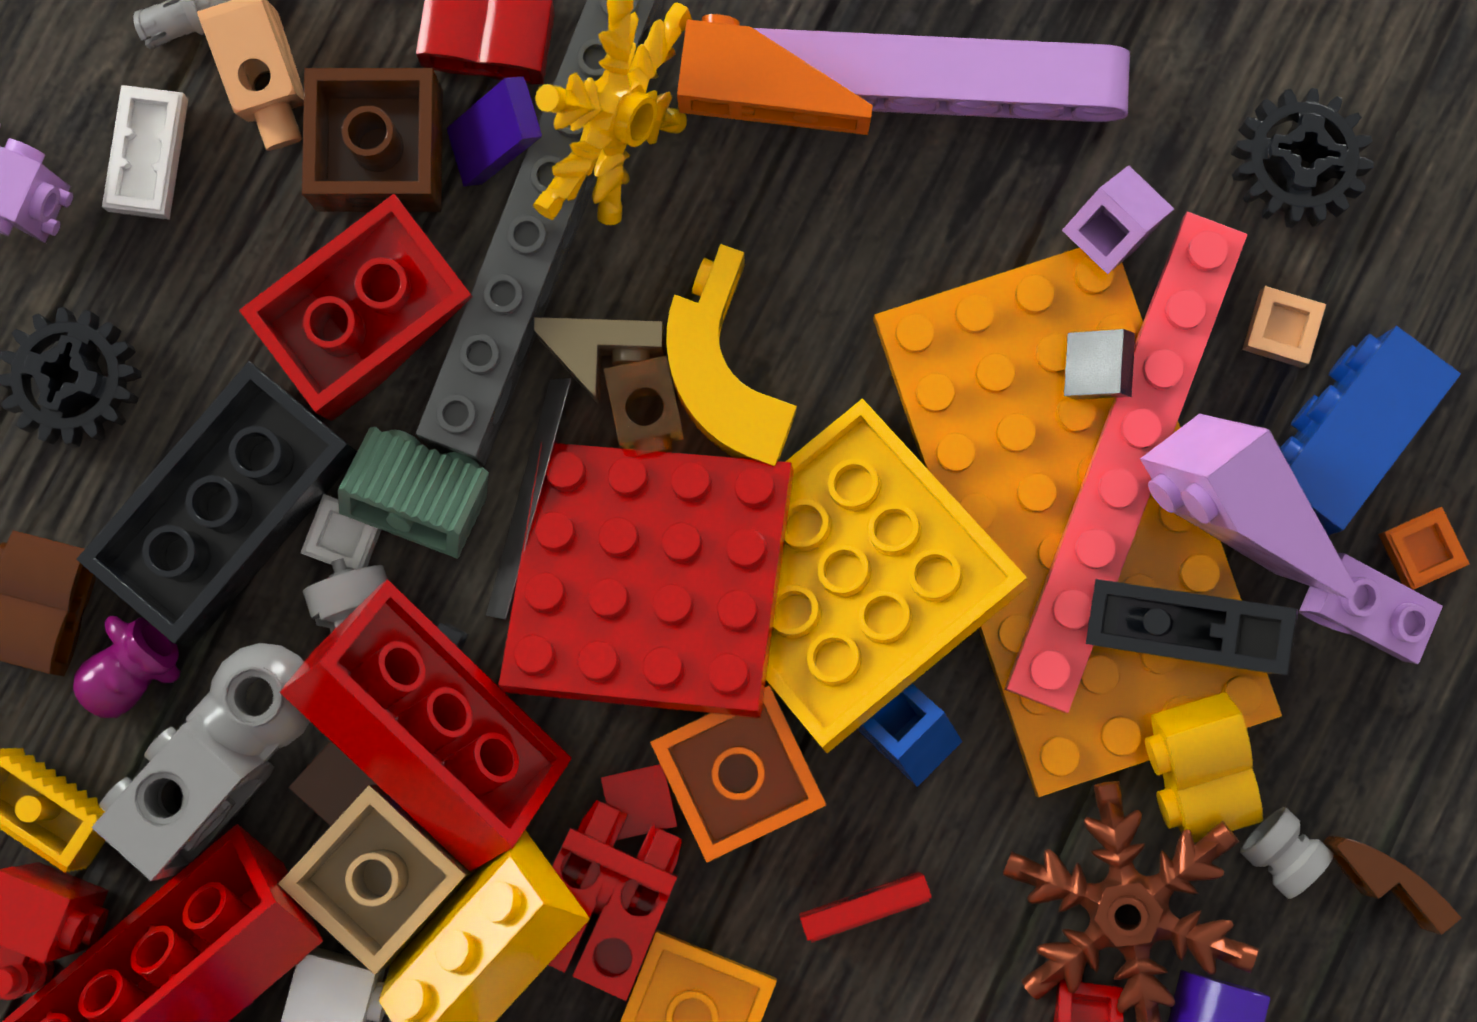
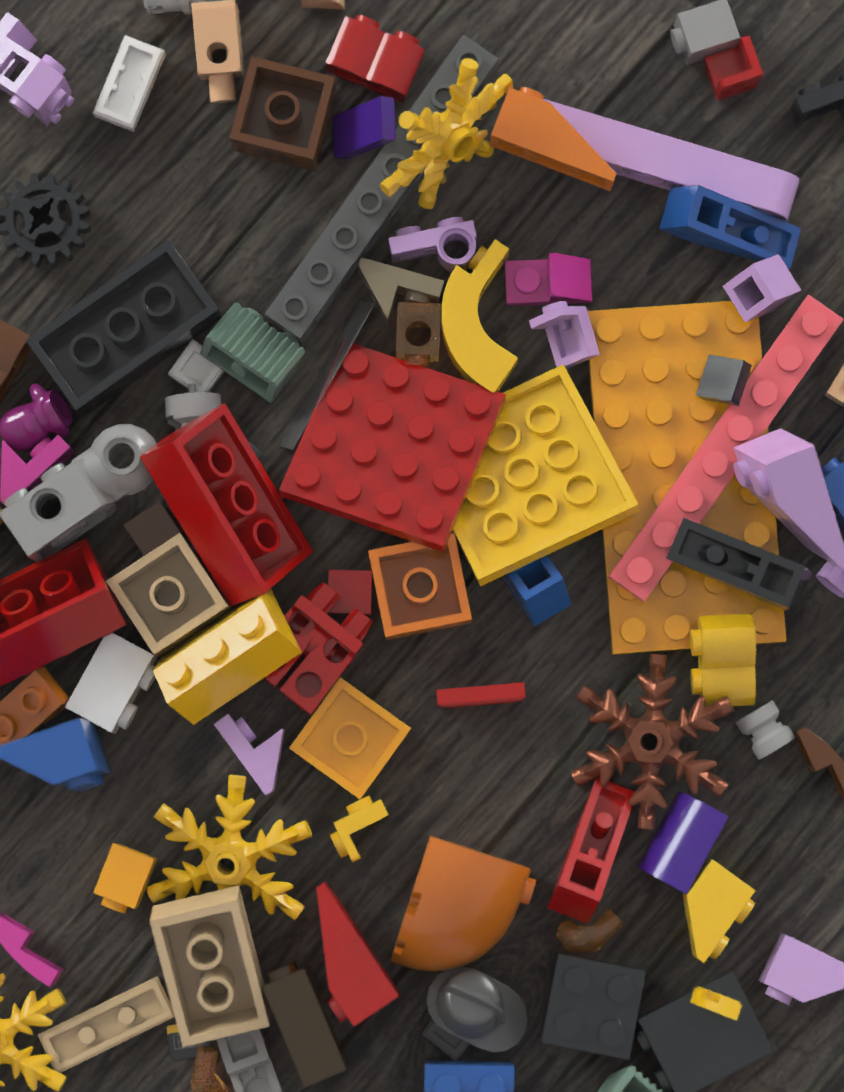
camera: 10 degrees right, 0 degrees up
(119, 751) = (19, 475): none -> dark pink slope
(357, 308) = (247, 222): red slope -> none
(607, 278) = (414, 243): none -> lavender plate
(811, 285) = (548, 281): none -> dark pink slope
(857, 352) = (568, 333): none -> lavender bracket
(1043, 142) = (727, 225): none -> blue slope

